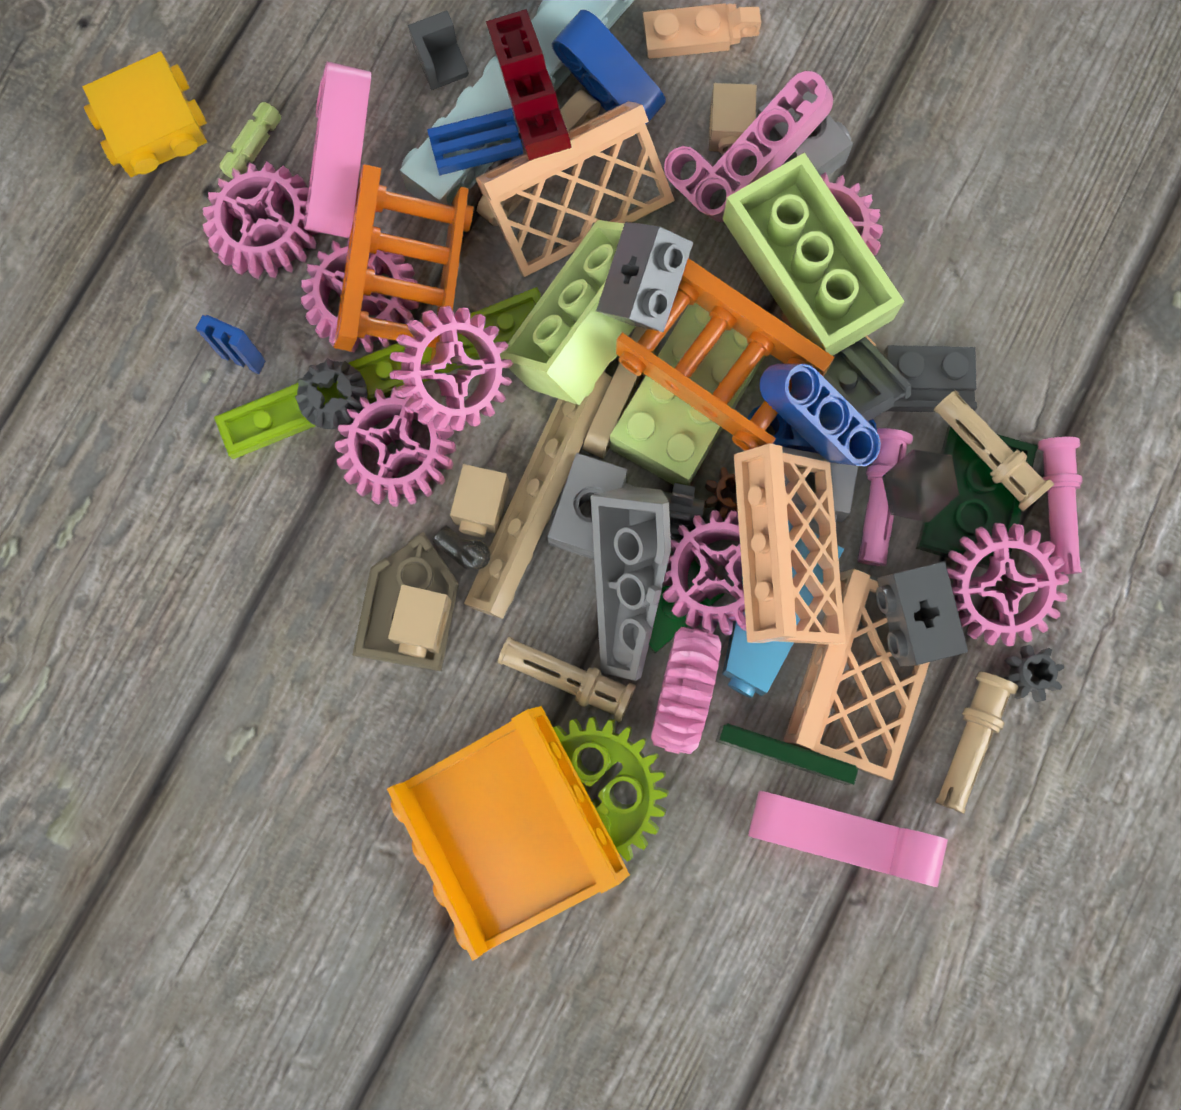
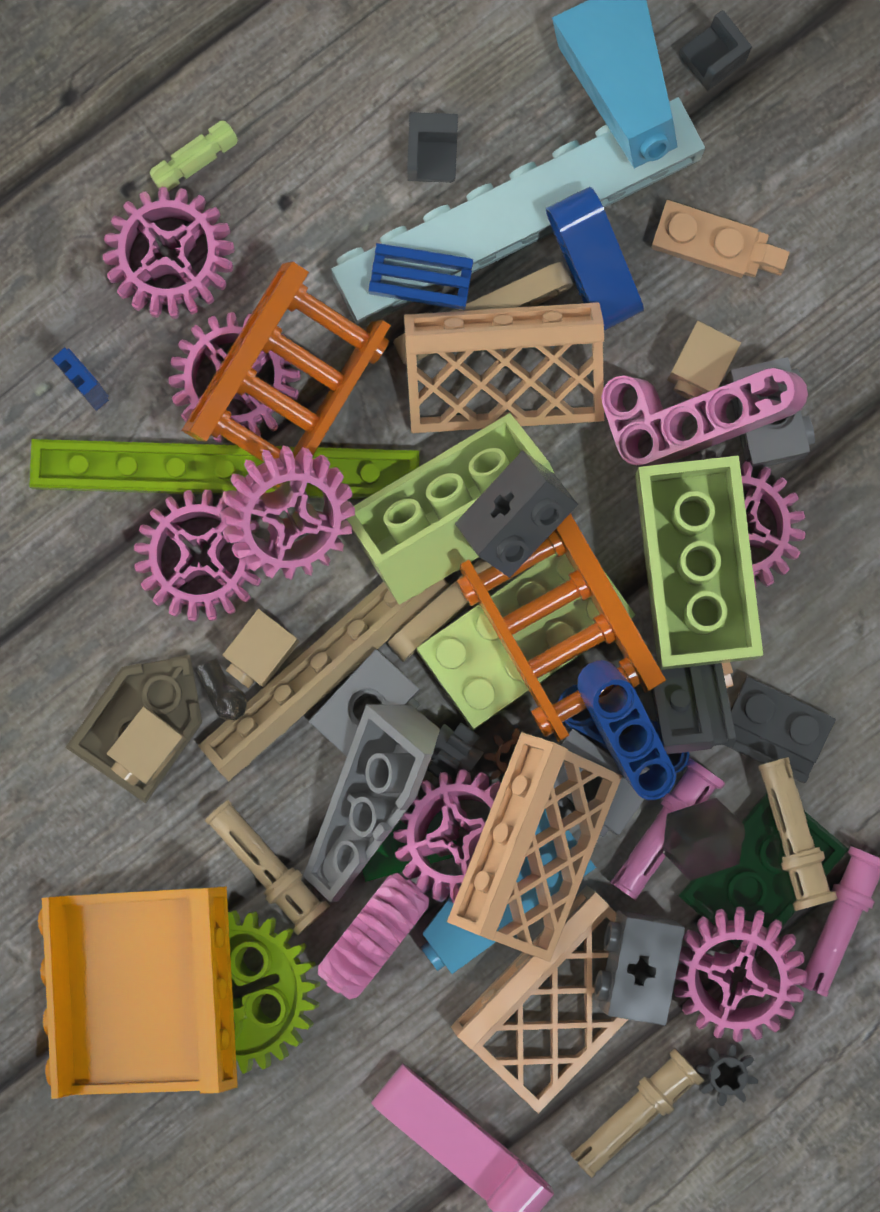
camera: 20 degrees right, 5 degrees up
(145, 114) = (97, 85): yellow brick -> none
(334, 413) = (161, 448): dark grey gear -> none
(337, 149) = (276, 222): bright pink beam -> none
(528, 85) = (500, 242): dark red slope -> none
(787, 754) = (445, 1041): dark green tile -> none

